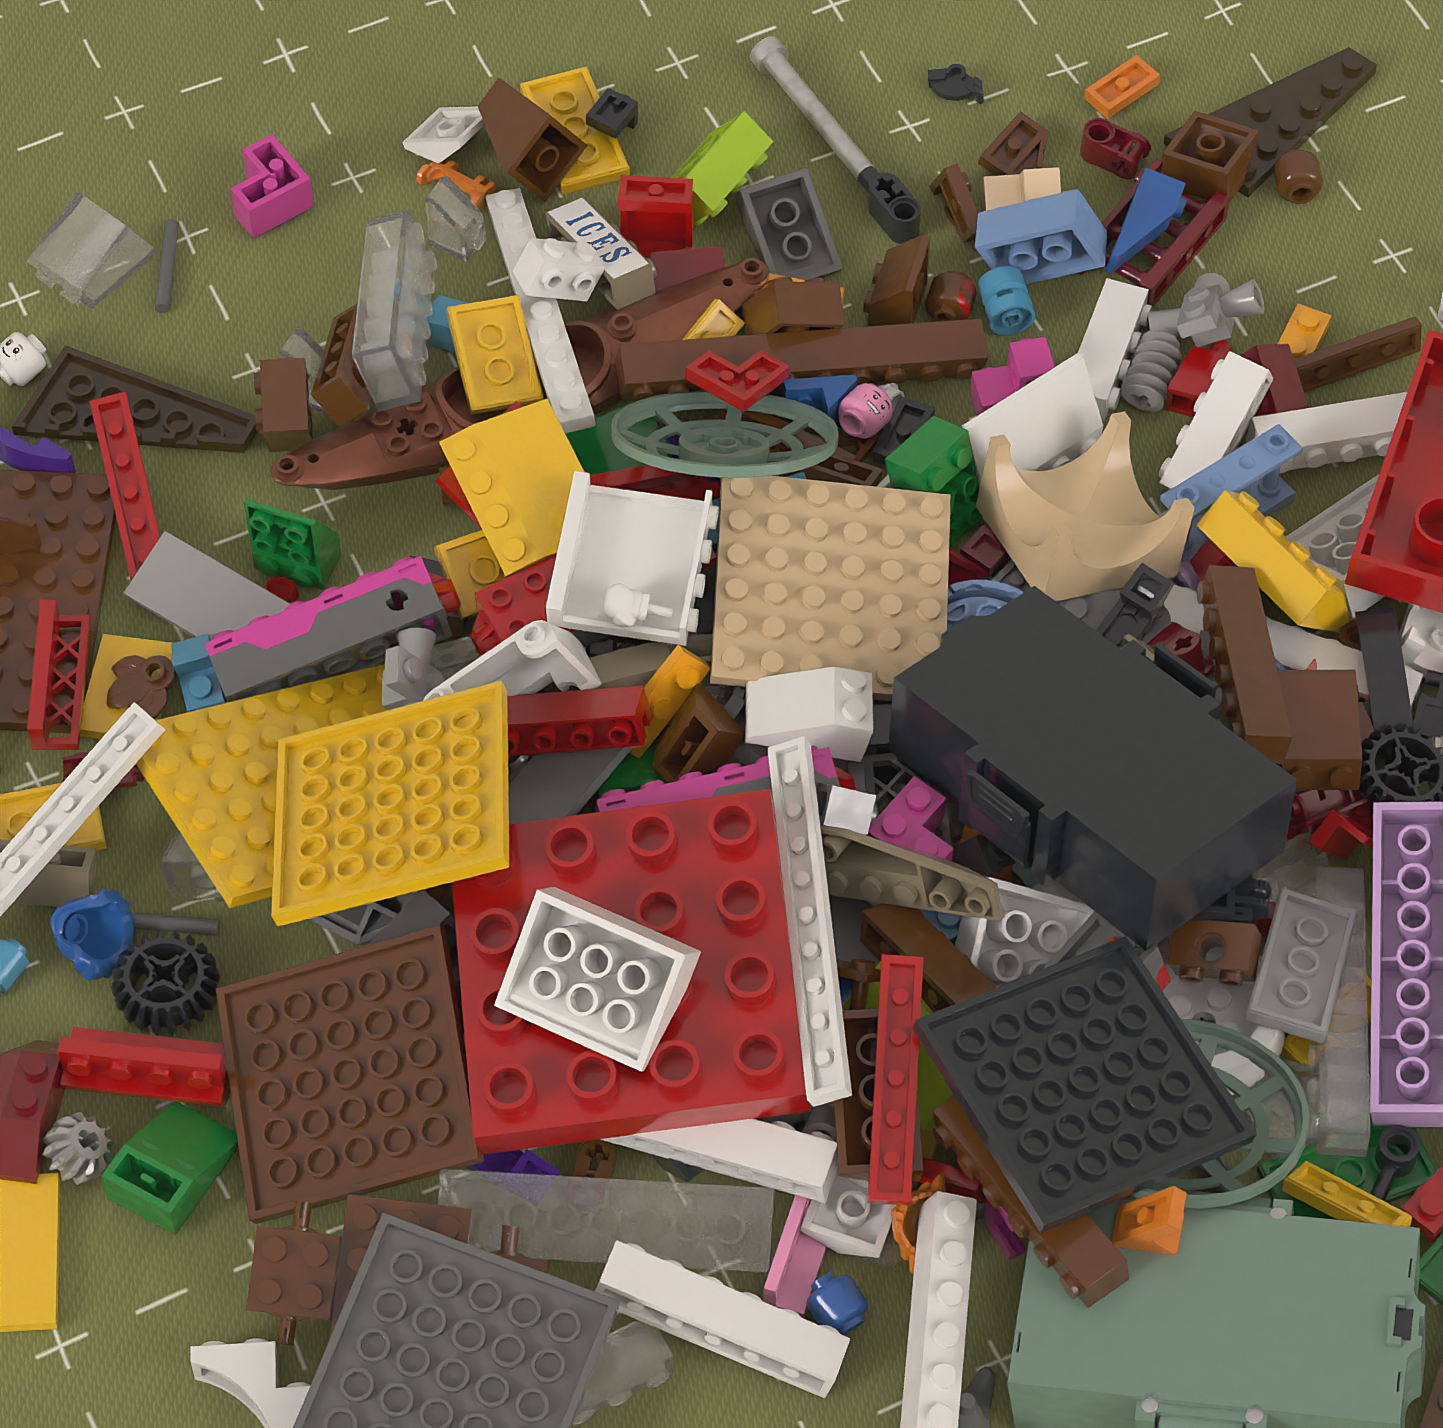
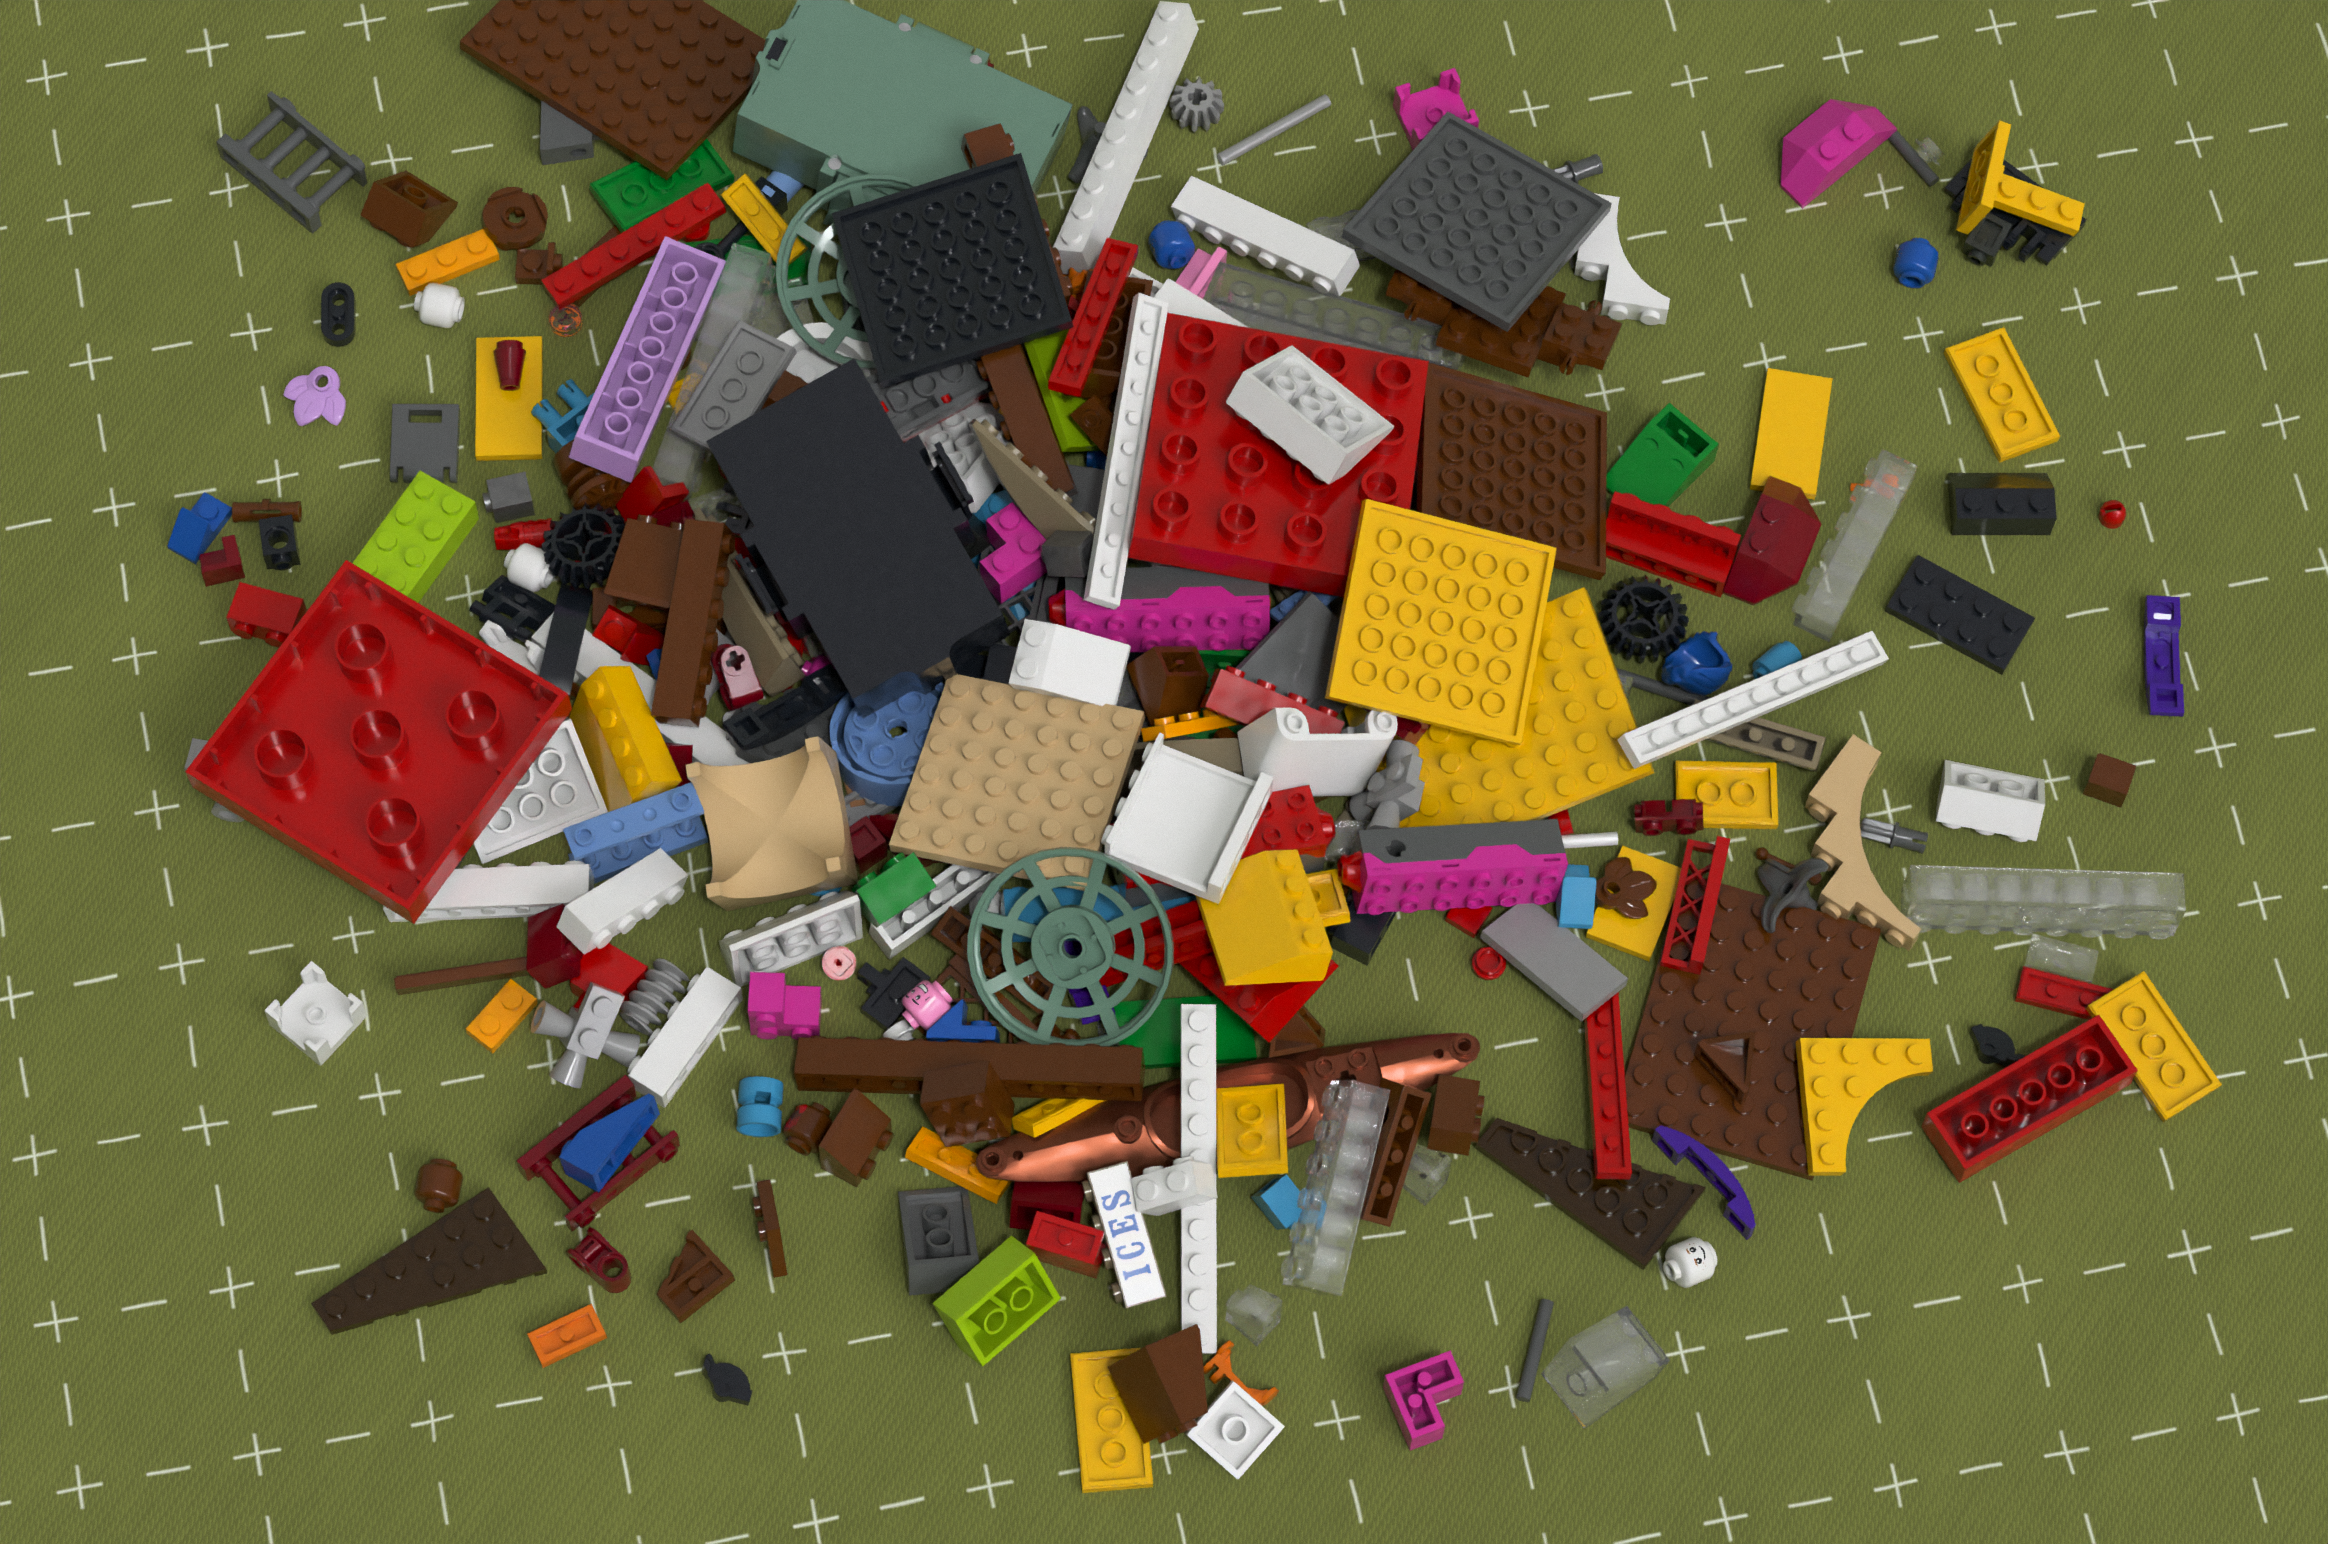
camera: 170 degrees left, 10 degrees up
(78, 1148) = (1732, 488): light grey gear -> none
(291, 545) = (1470, 985): green slope -> none
(613, 113) = (1072, 1410): black bracket -> none
(629, 605) = (1201, 770): white piece -> none
(734, 384) = (1041, 1015): red plate -> none
(888, 199) = (898, 1450): piece -> none
(1018, 188) = (705, 1211): tan brick -> none
(1043, 236) = (713, 1133): medium blue brick -> none
(1151, 1222) = (930, 160): orange slope -> none
(1210, 155) = (517, 1212): reddish brown slope -> none

